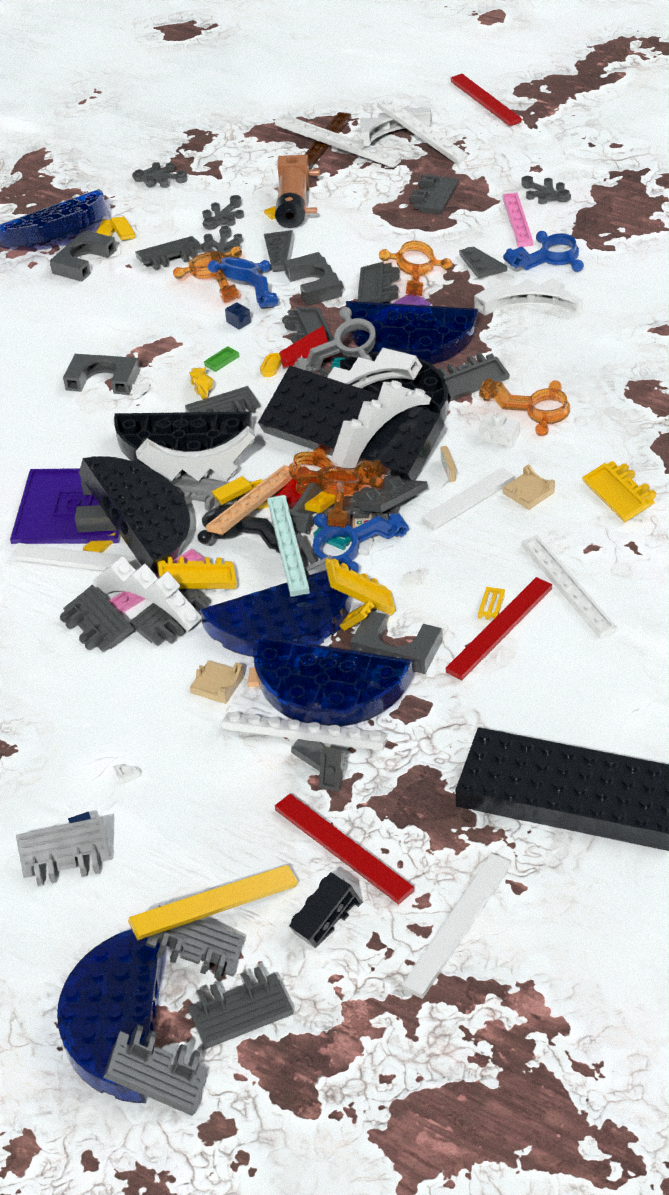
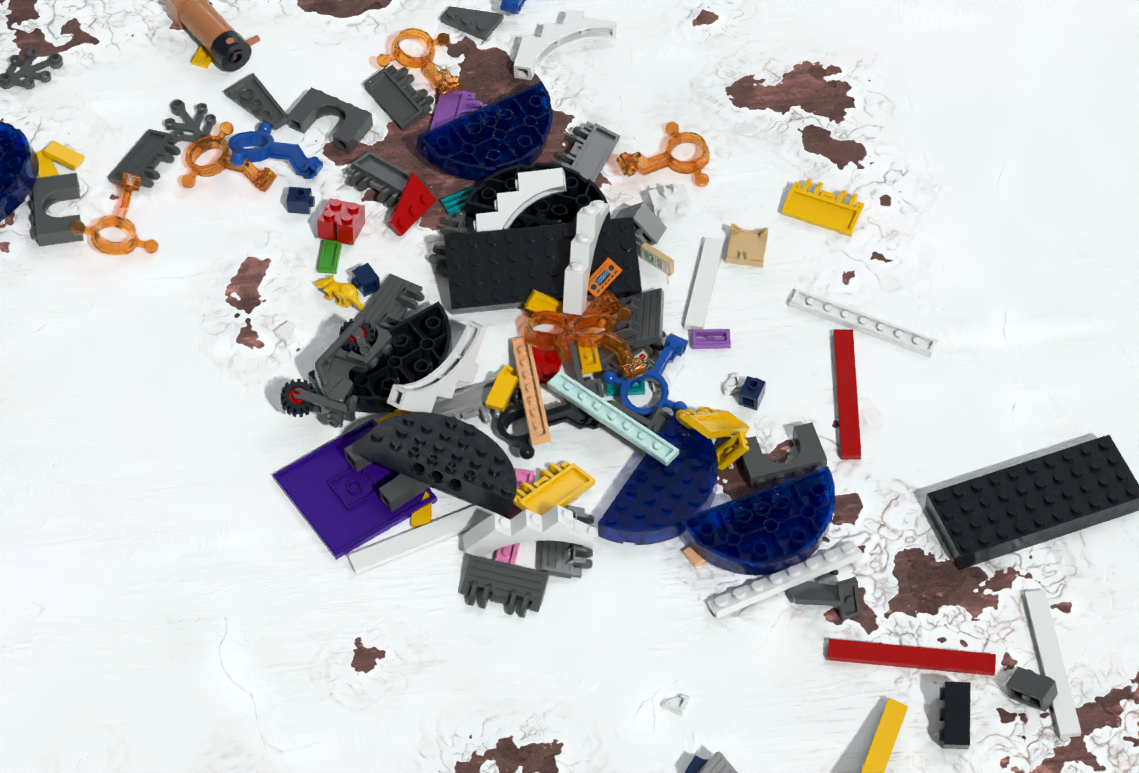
camera: 40 degrees left, 10 degrees up
(86, 365) = (247, 318): dark grey arch -> none
(134, 256) = (129, 183): none -> clear orange piece
(156, 411) = (333, 373): none -> dark grey piece
(211, 222) = (150, 102): dark grey plant -> none
(217, 681) = (668, 579): tan piece -> none
(225, 380) = (365, 279): none -> dark blue brick
(248, 338) = (347, 216): none -> red piece
(270, 365) = (385, 238): yellow tile -> none
(317, 354) = (428, 225): light grey piece -> none
(323, 446) = (540, 302): none -> yellow tile
(381, 448) = (603, 277): none -> orange tile
(412, 930) = (1031, 689): none -> dark grey brick
(421, 587) = (752, 393): none -> dark blue brick
(433, 537) = (710, 340): none -> medium lavender tile
(458, 433) = (646, 224): none -> light grey brick
(489, 614) = (825, 387): yellow tile -> none

